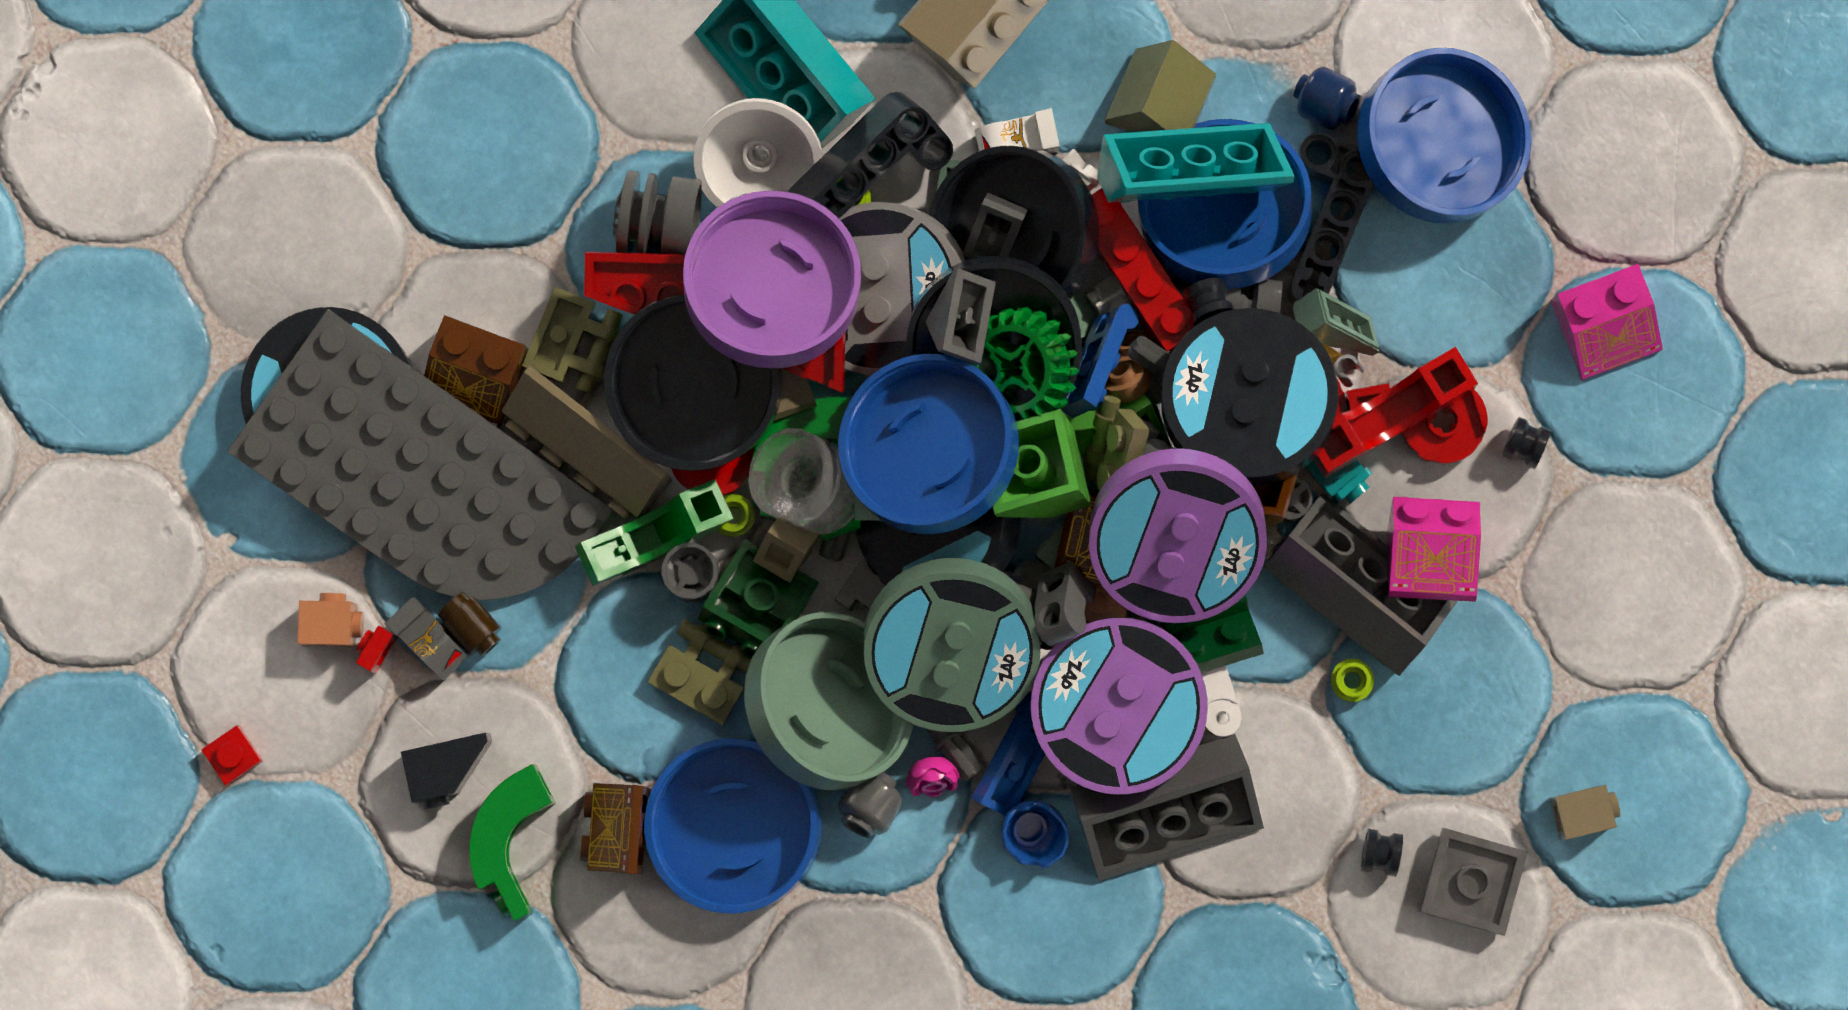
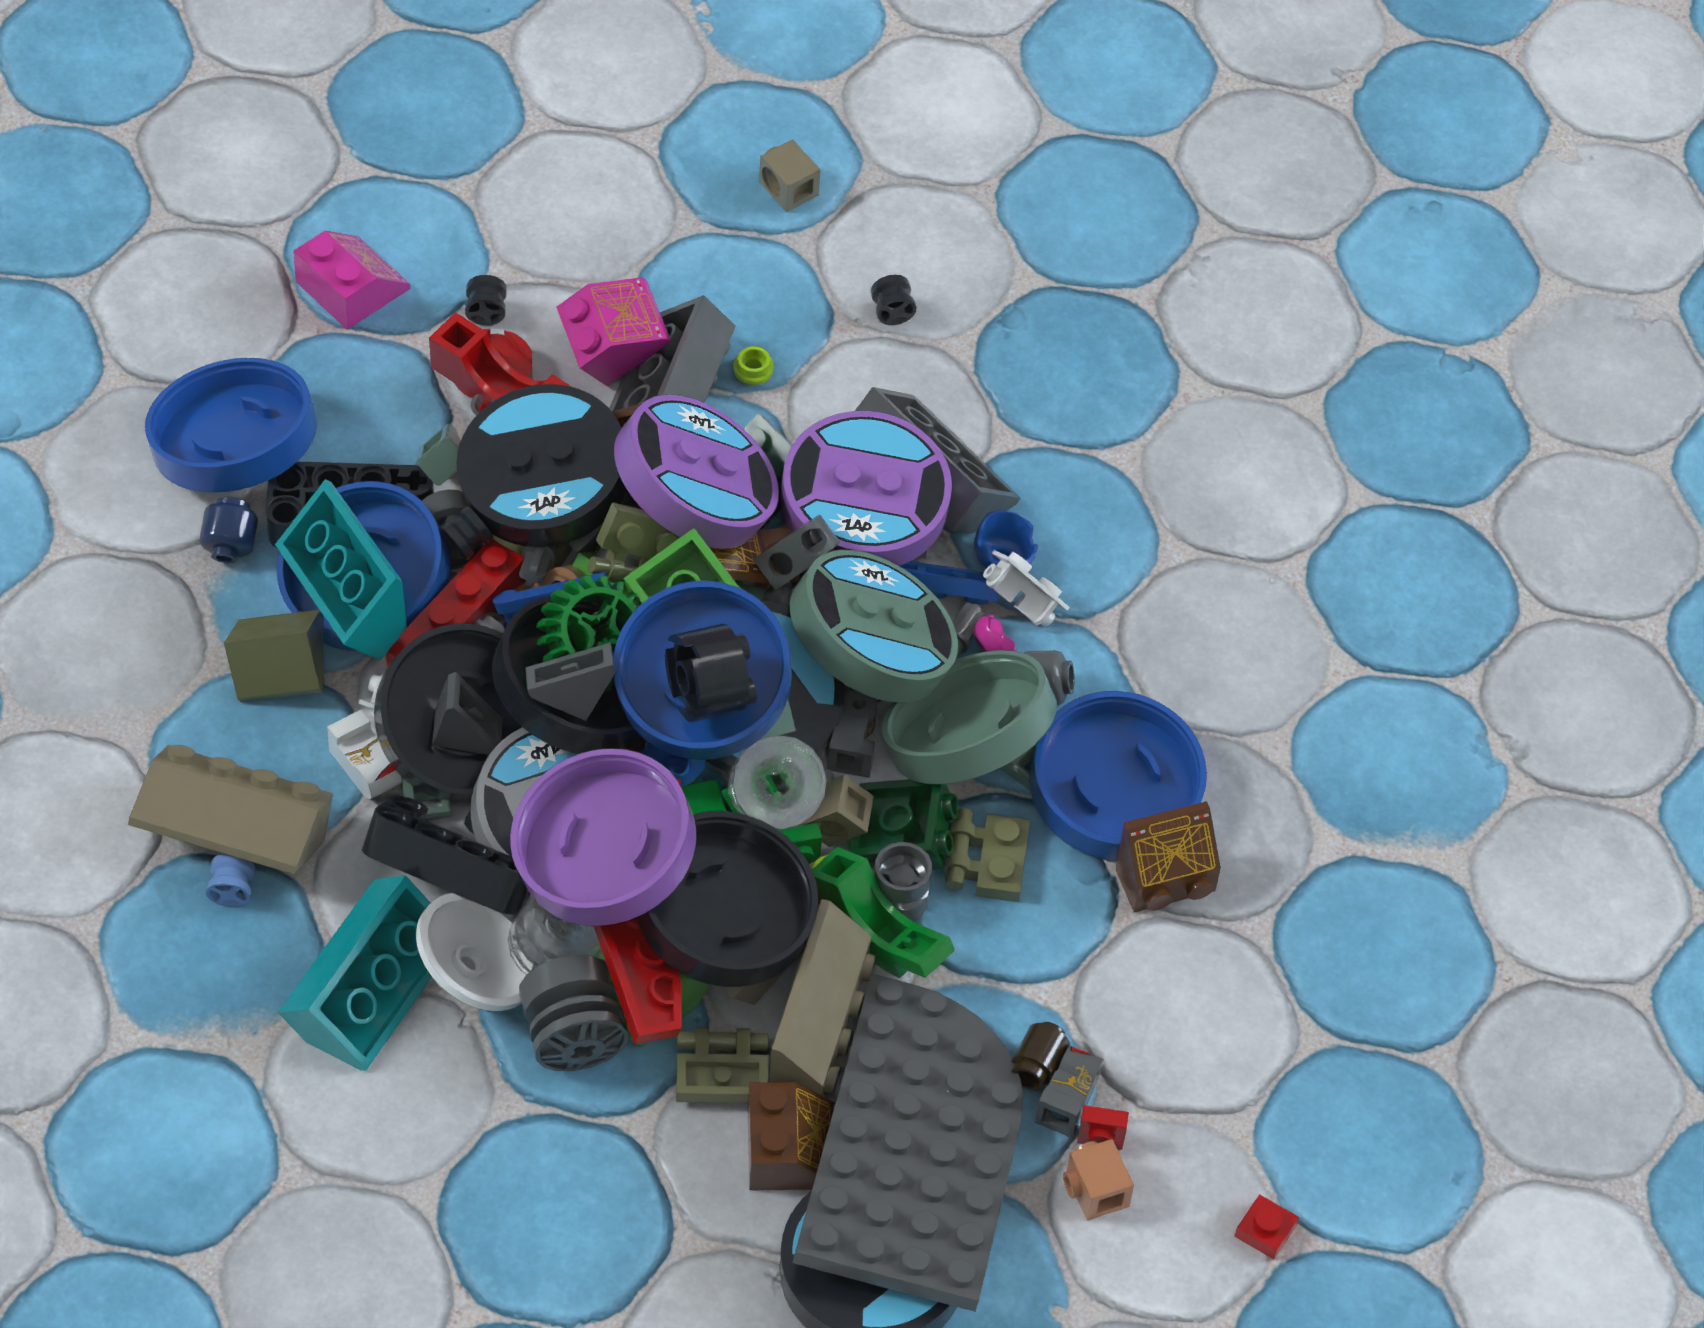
camera: 120 degrees left, 30 degrees down
(442, 768) = (1184, 1030): black slope -> none
(493, 830) = (1220, 968): green arch -> none
(900, 437) = (710, 672): none -> black brick
(965, 838) = (1012, 577): none -> white hinge
(1473, 881) = (885, 234): flat silver plate -> none

